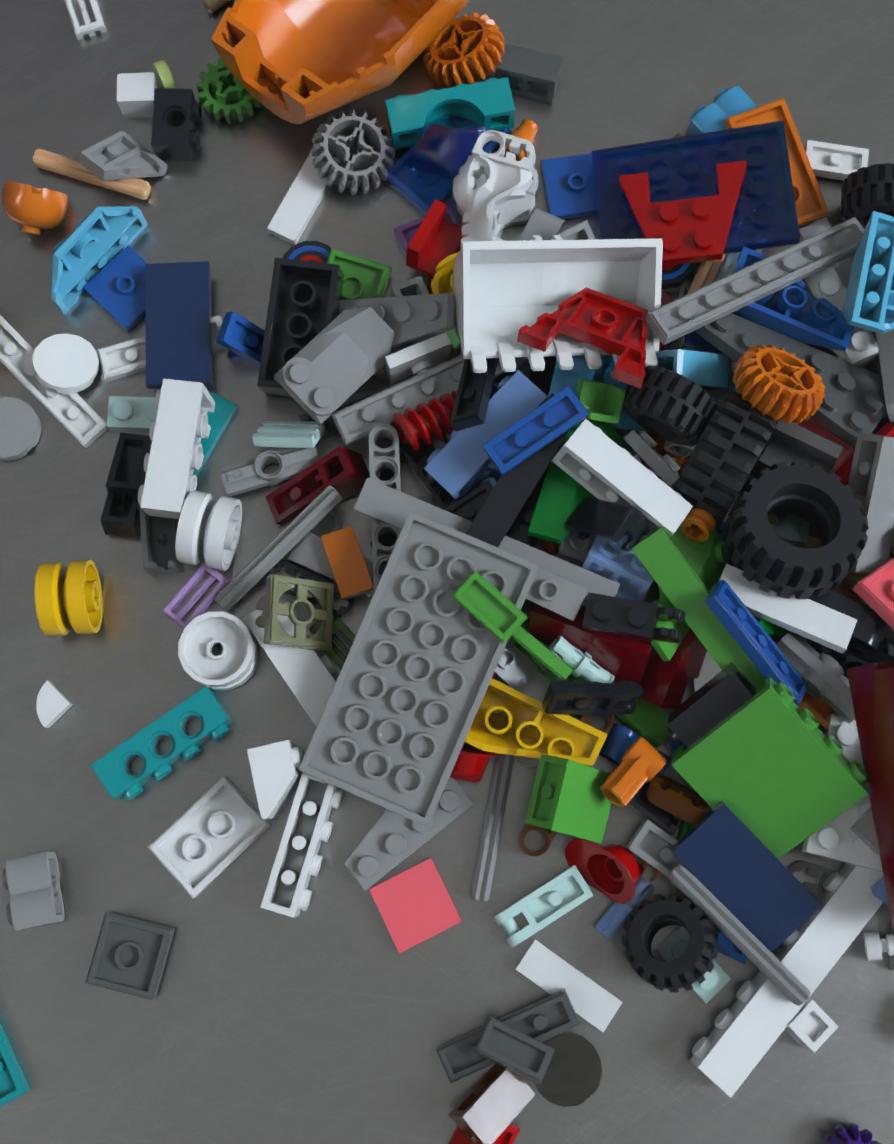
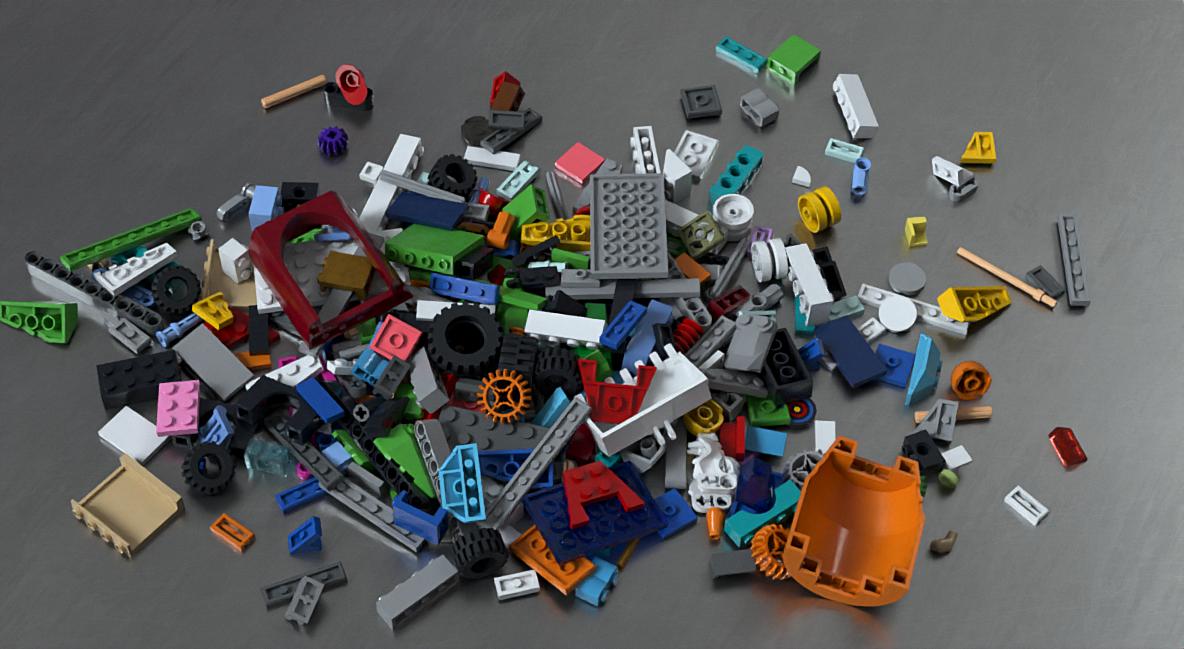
camera: 155 degrees right, 25 degrees down
(382, 233) = (765, 441): none -> dark azure panel
(489, 606) = (606, 249): bright green tile -> none

